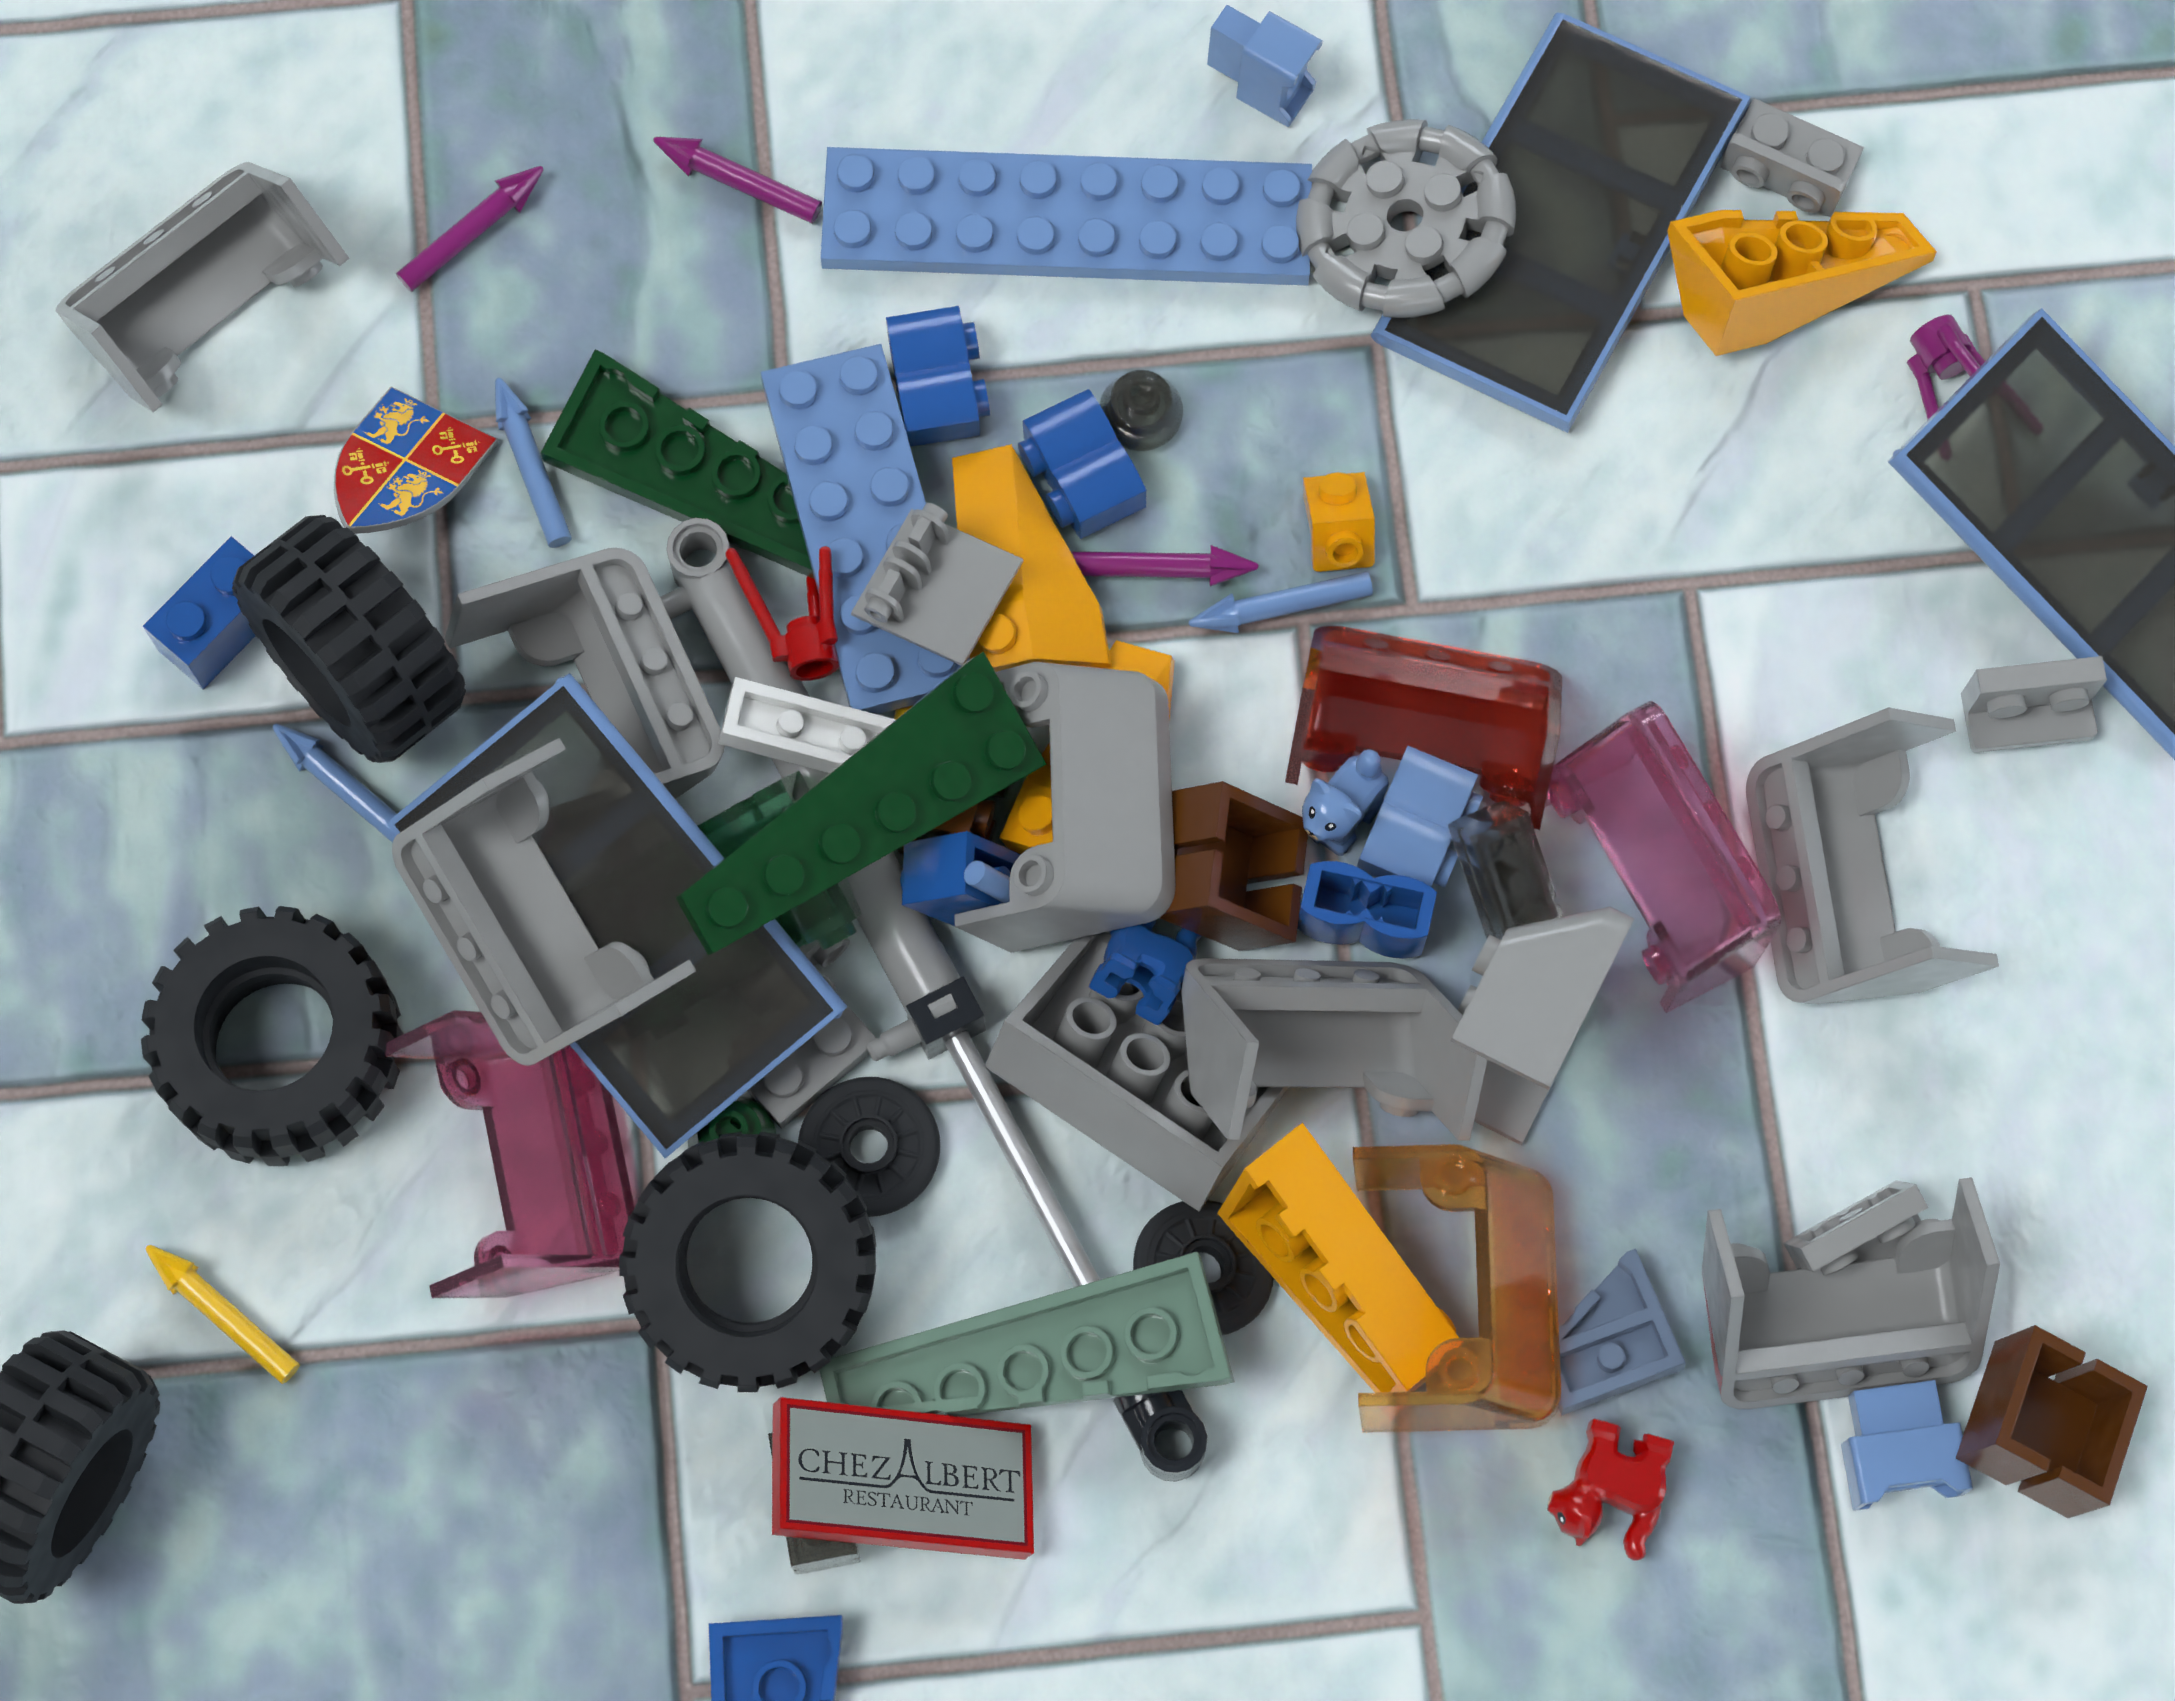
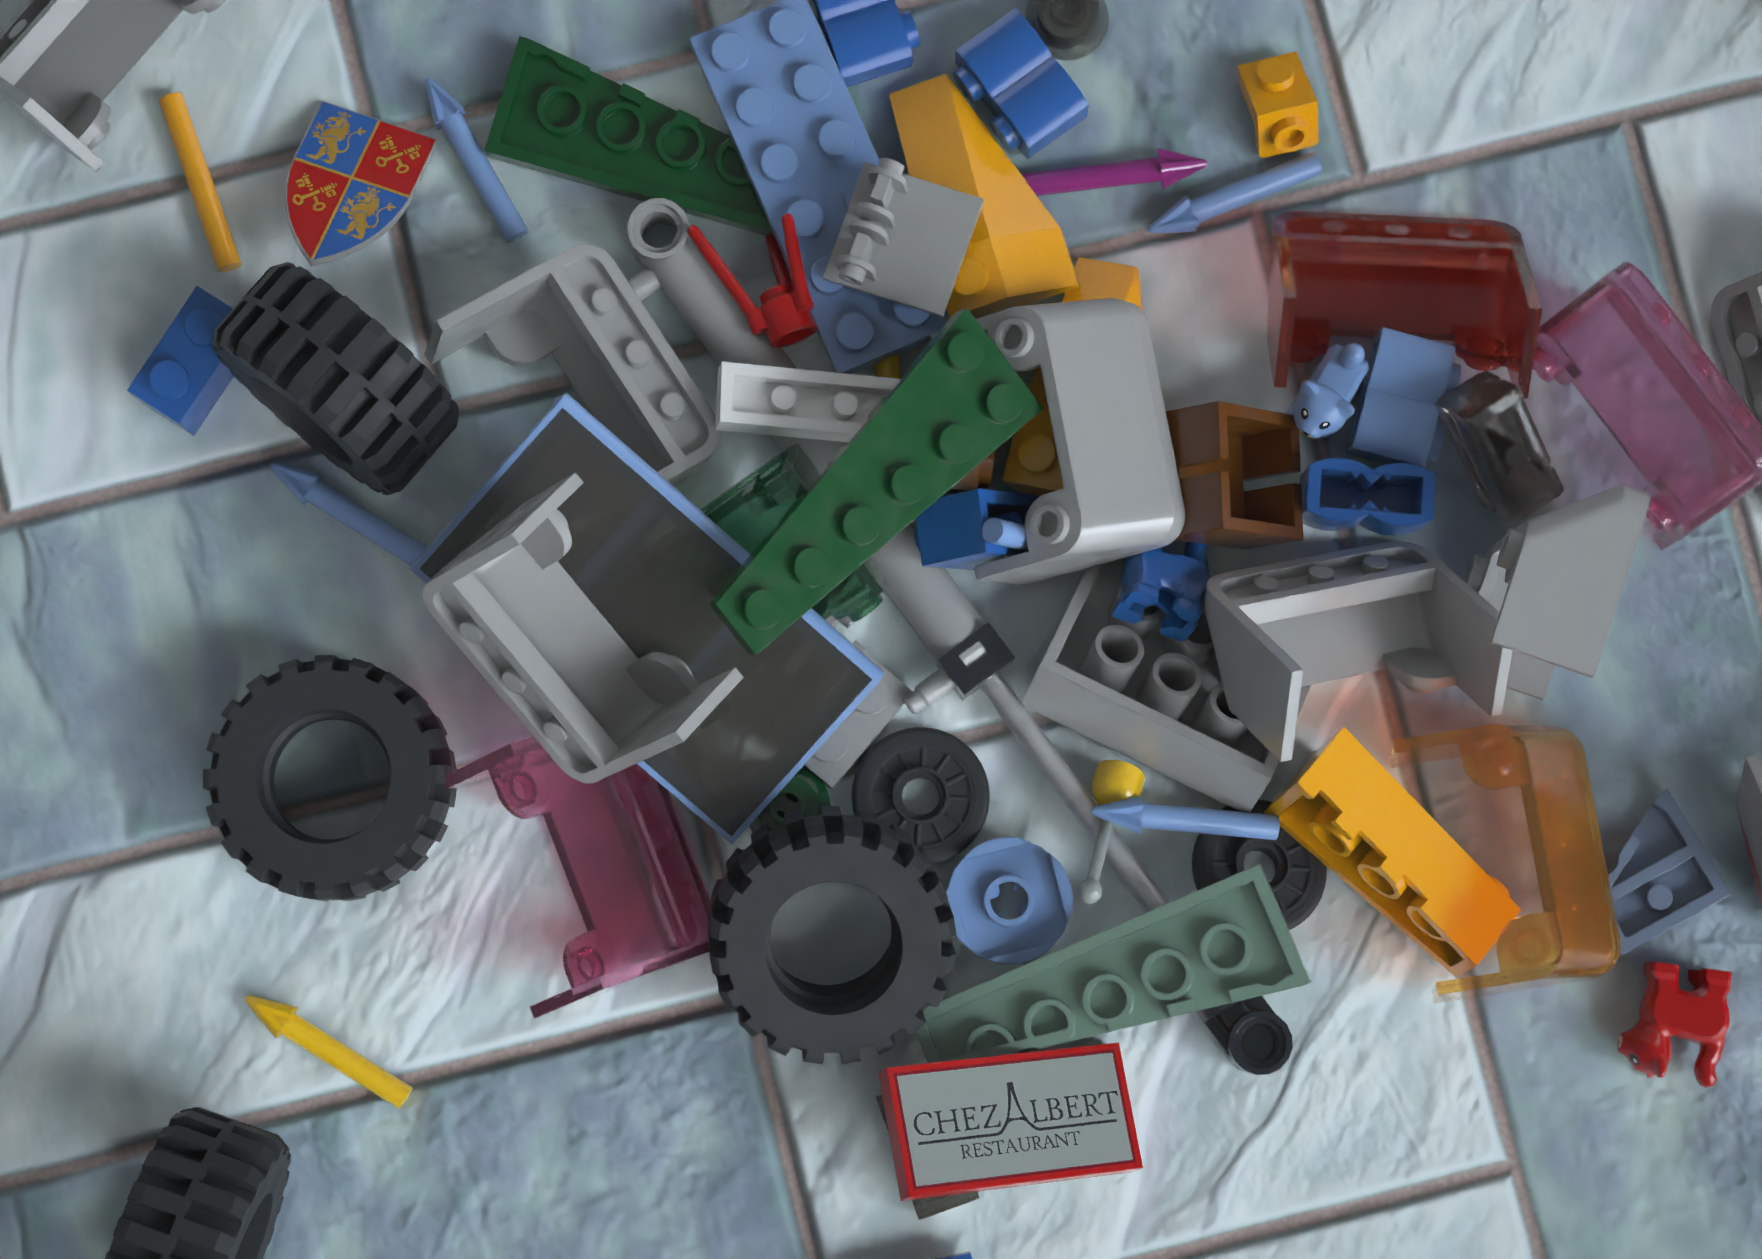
camera: 10 degrees left, 10 degrees up
(256, 447) = (200, 182): none -> light orange bar
(911, 1240) = (1039, 920): none -> medium blue plate
(1068, 1168) = (1111, 783): none -> hinge
(1081, 1190) = (1136, 814): none -> medium blue piece

